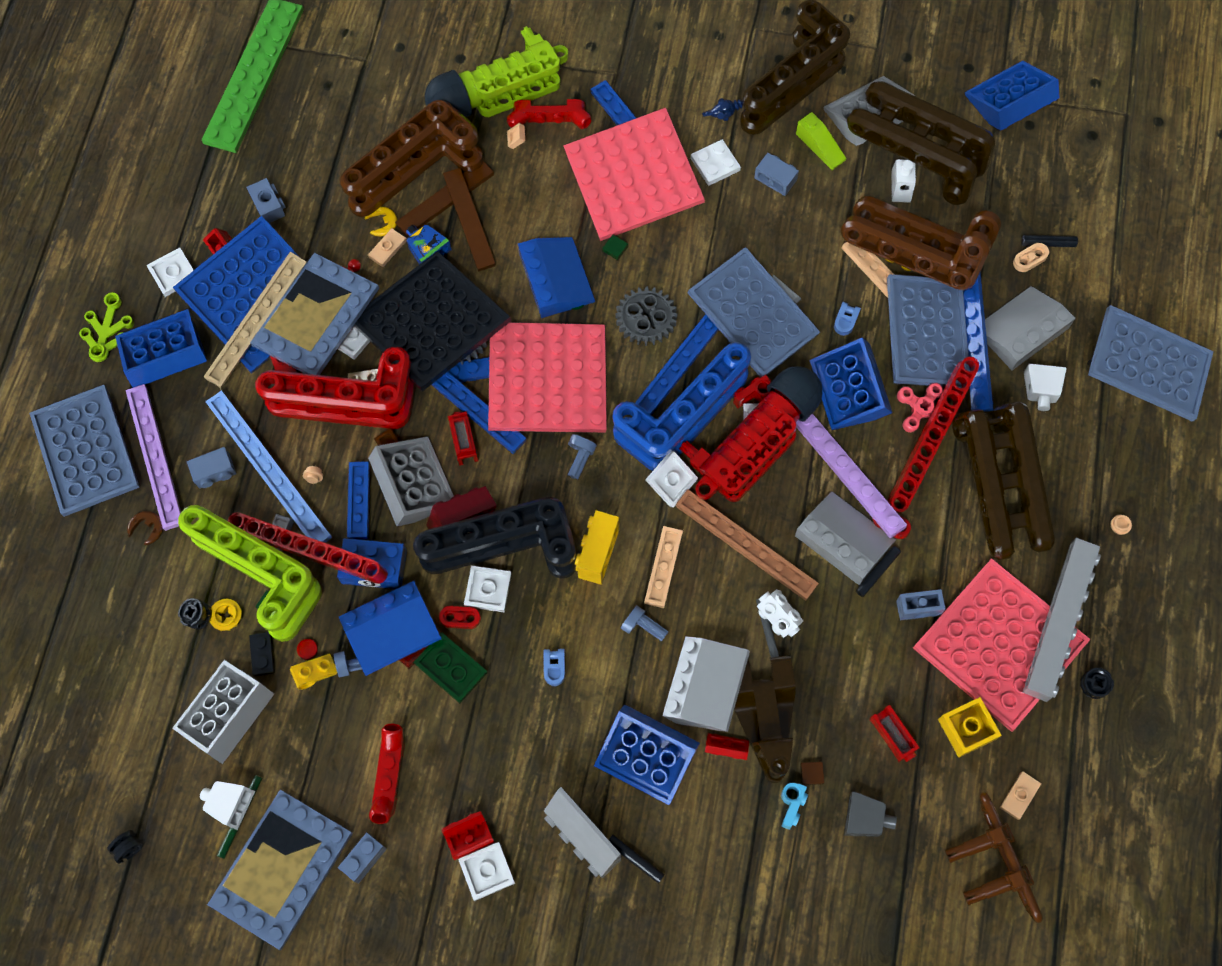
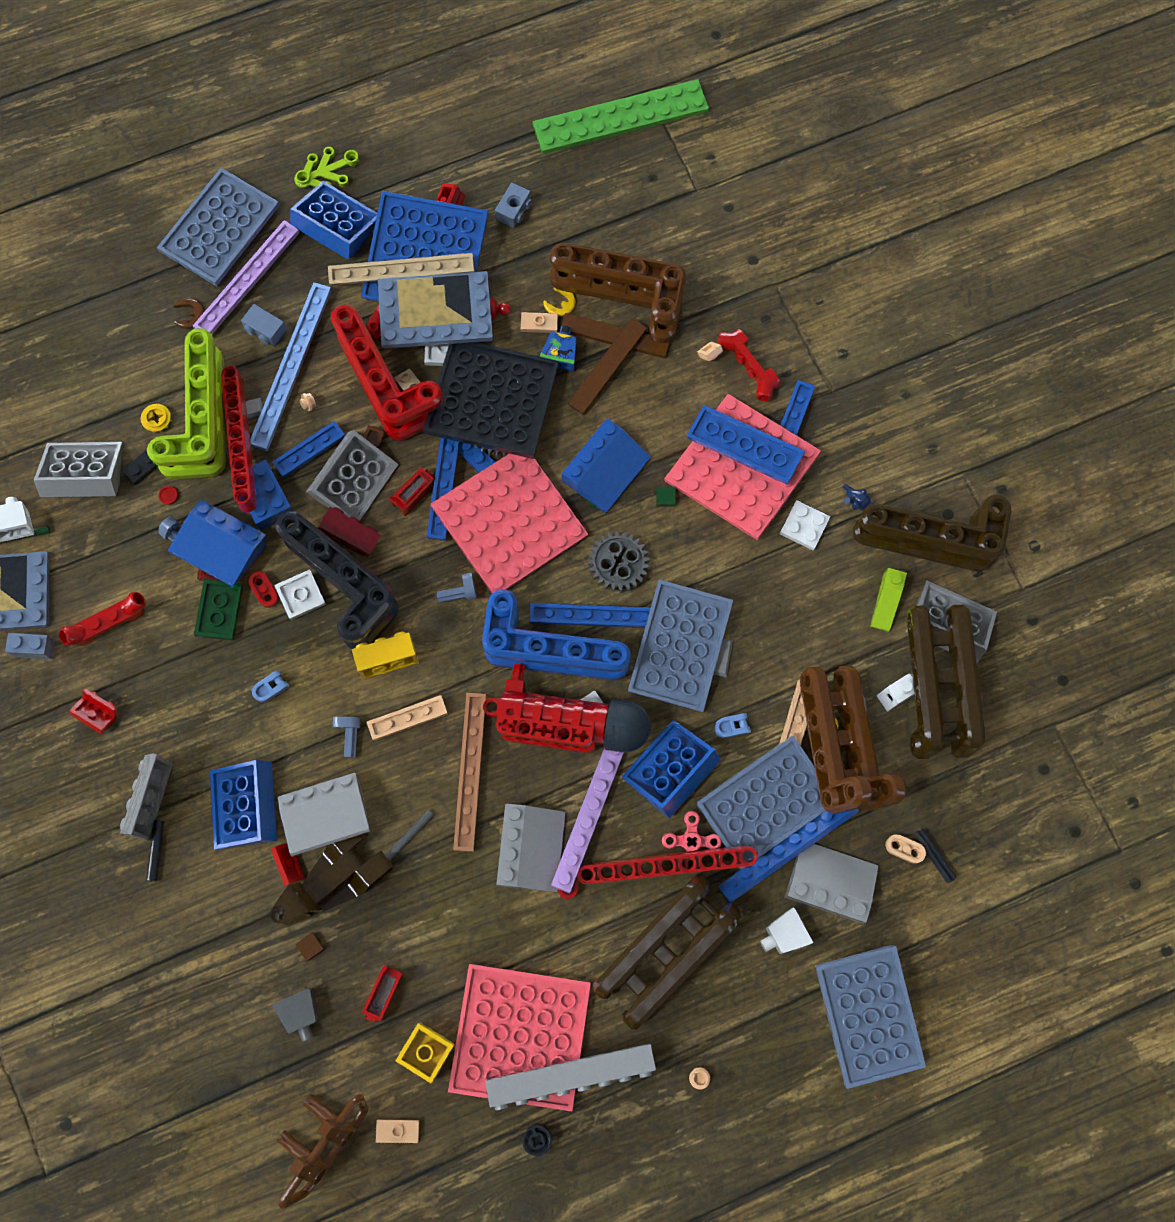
camera: 50 degrees right, 5 degrees up
(170, 270) = (405, 180): white plate -> none
(193, 613) = (141, 394): black wheel -> none
(309, 672) = (149, 510): yellow plate -> none
(486, 871) = (76, 744): white plate -> none
(502, 79) = (751, 304): lime piece -> none
(620, 156) = (745, 444): none -> blue plate
(671, 479) = (484, 675): white plate -> none
(746, 394) = (600, 685): red plate -> none
(776, 174) = (828, 582): sand blue brick -> none
(780, 613) = (425, 835): white brick -> none
(792, 817) = (262, 952): medium azure plate -> none
(878, 571) = (518, 894): black piece -> none
(920, 604) = (507, 947): sand blue brick -> none
(1013, 94) = (1061, 736): blue slope -> none

